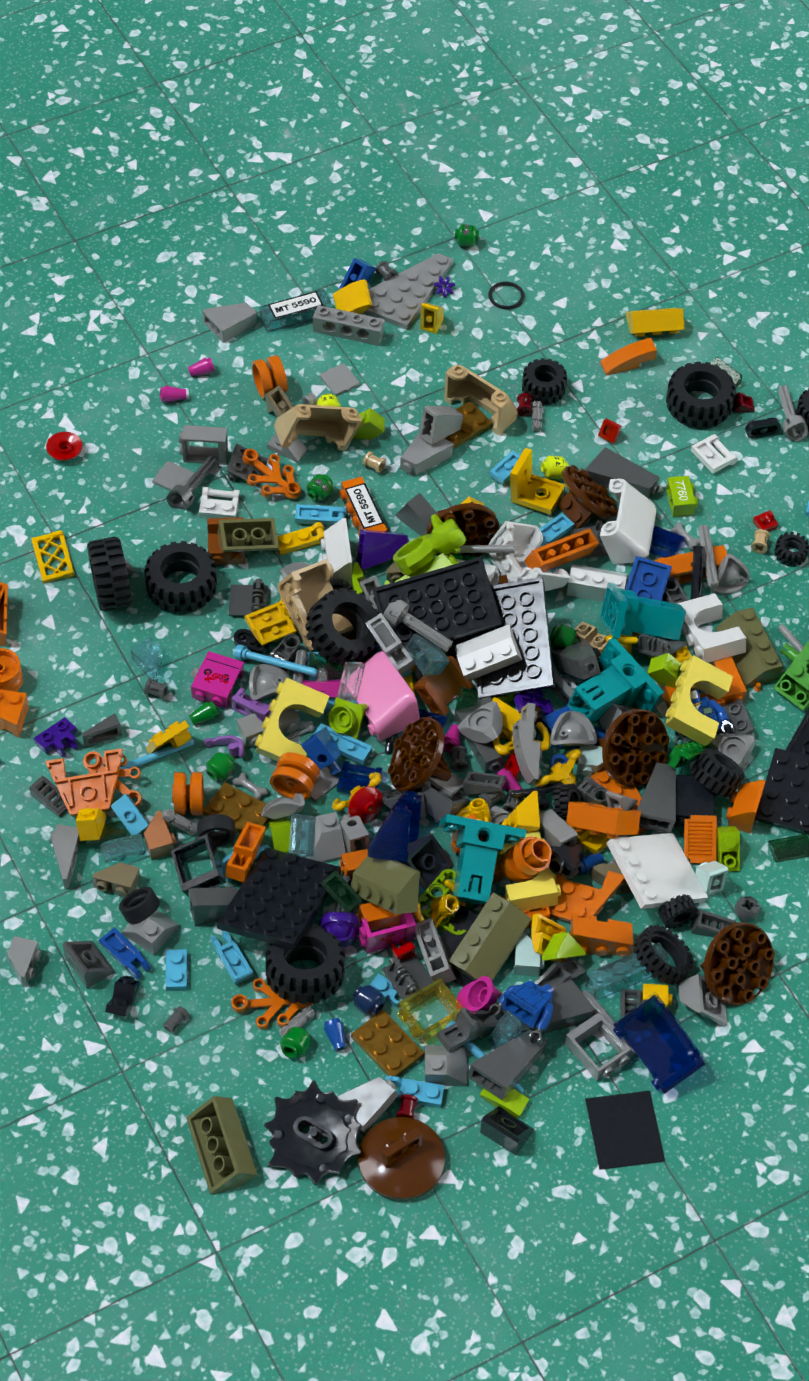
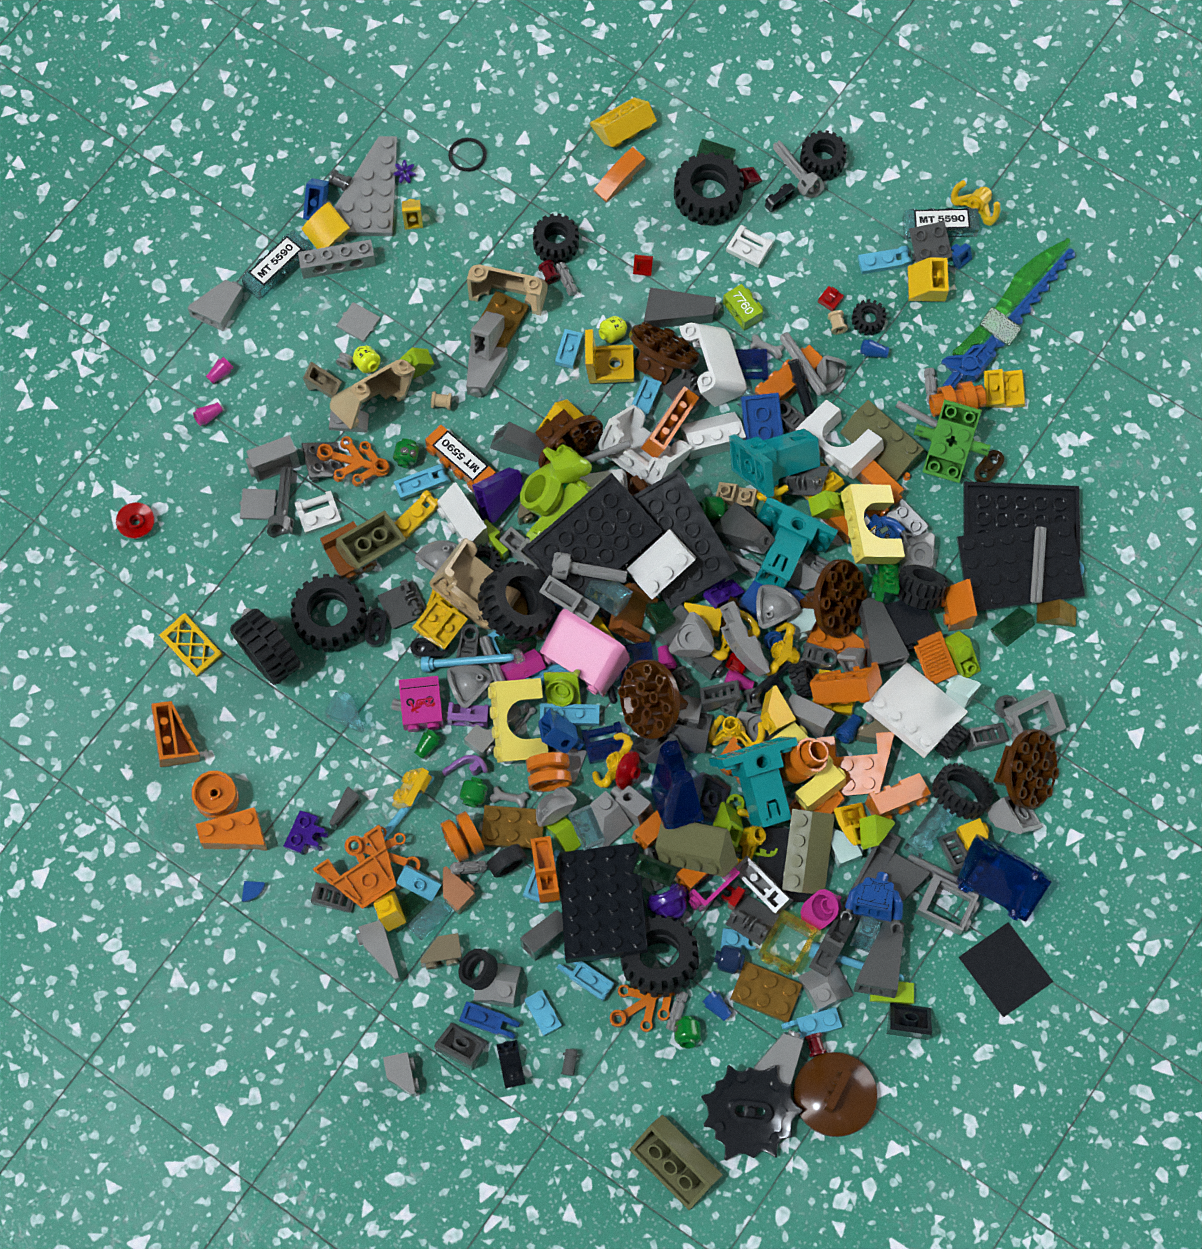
camera: 25 degrees left, 15 degrees up
(156, 688) = (368, 739): dark grey bush -> none
(208, 880) = (527, 915): black window -> none
(214, 609) = (375, 628): none -> black plate
(269, 375) = (294, 353): orange wheel -> none
(351, 681) = (549, 650): clear tile -> none
(430, 887) = (729, 819): none -> lime slope
(466, 235) = (397, 104): green head -> none
(566, 860) = (836, 739): black rock -> none
(782, 575) = (873, 349): none -> blue cone
(787, 922) = (1051, 709): none -> light grey window

